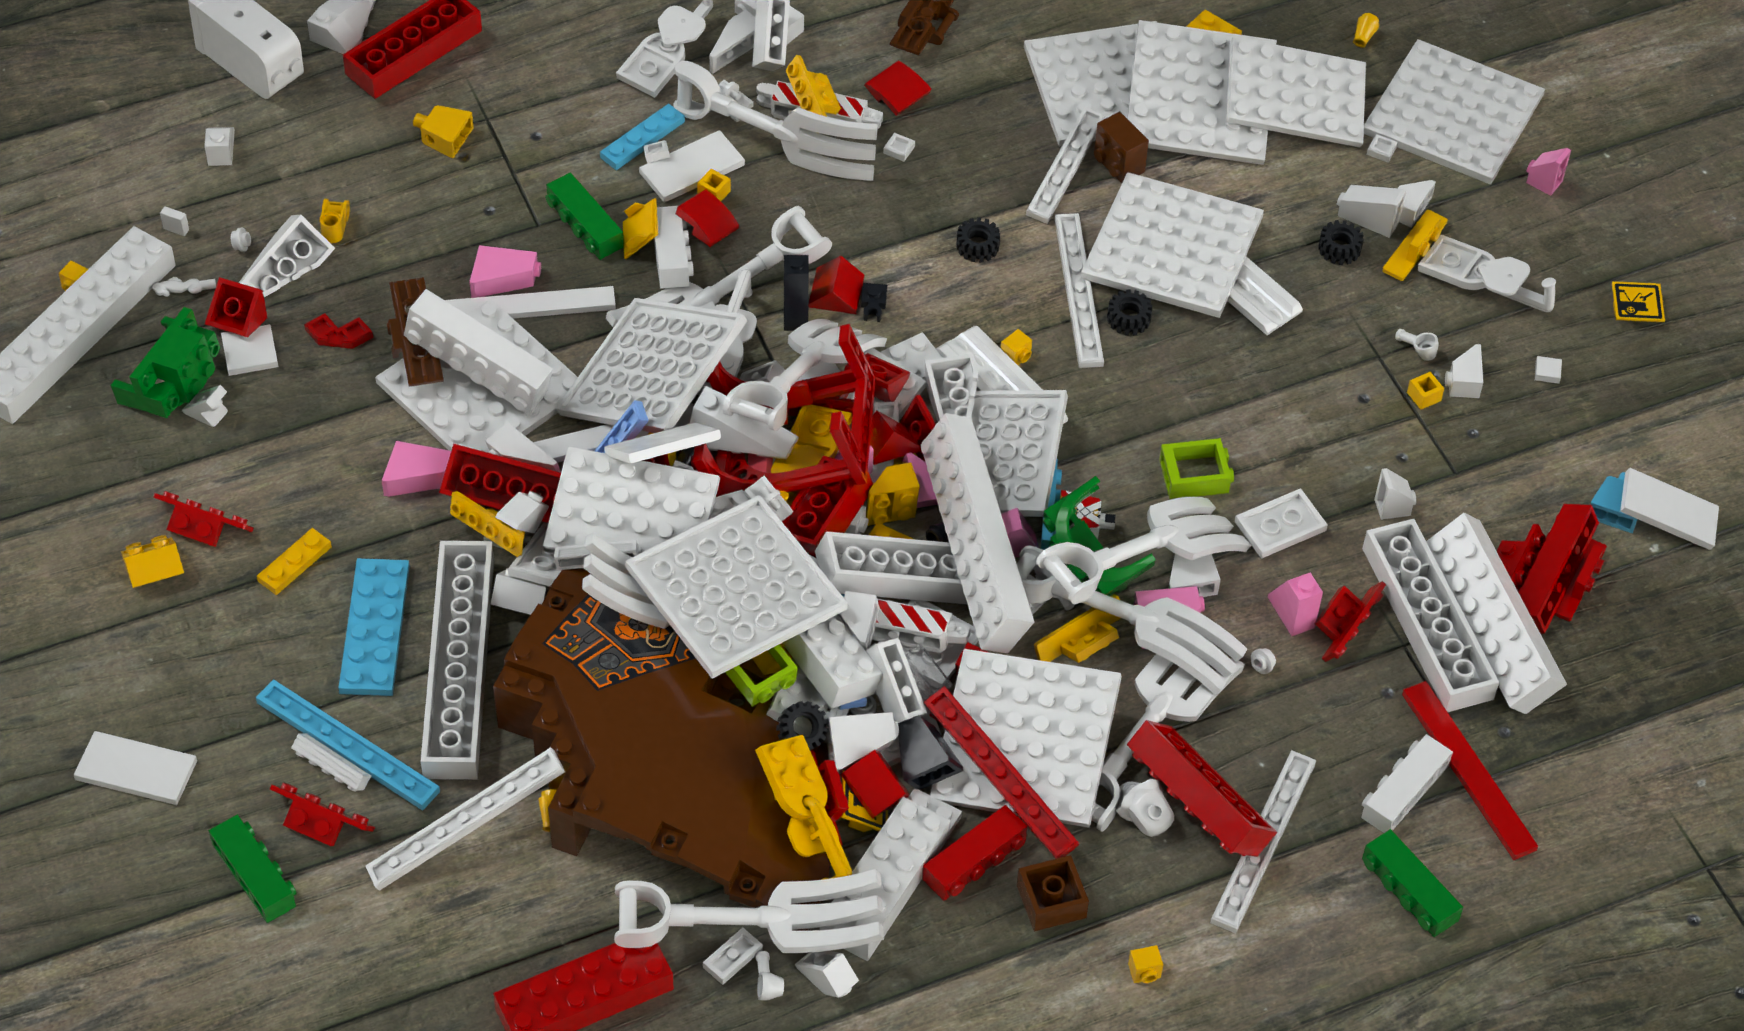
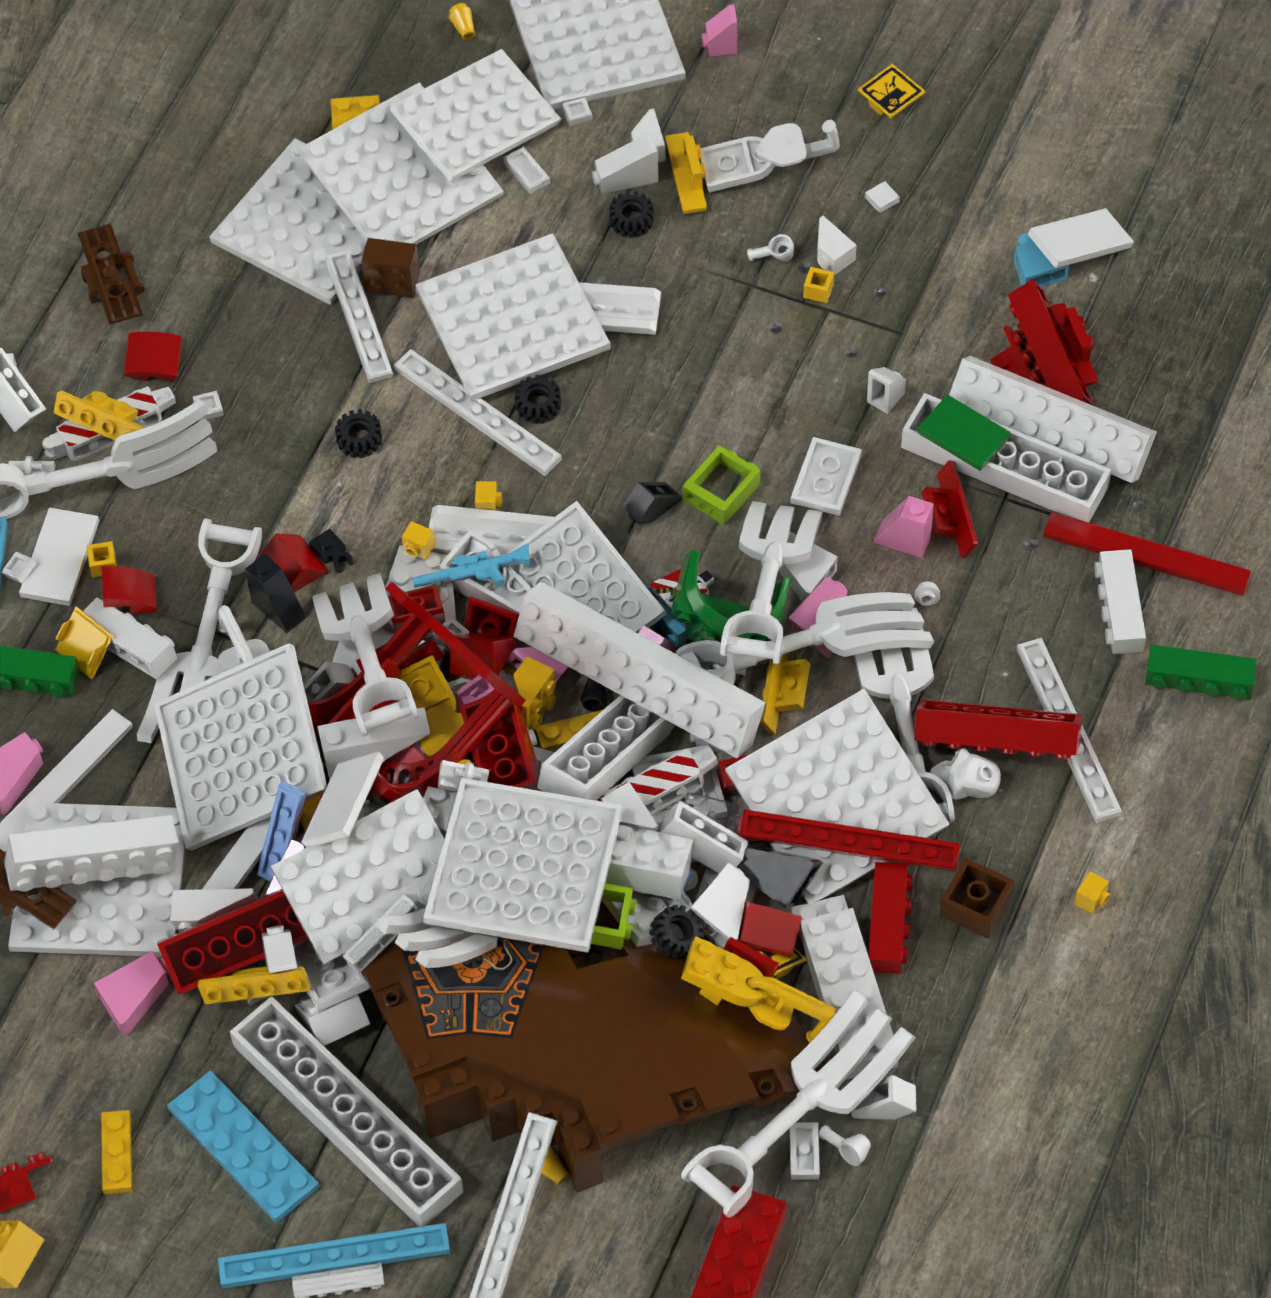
camera: 40 degrees left, 5 degrees up
(931, 335) = (418, 540): none -> yellow plate
(946, 379) = (470, 566): none -> medium azure piece
(1131, 439) = (650, 501): none -> black slope
(1299, 160) = (526, 170): none -> white tile
(1410, 567) = (963, 432): none -> green tile

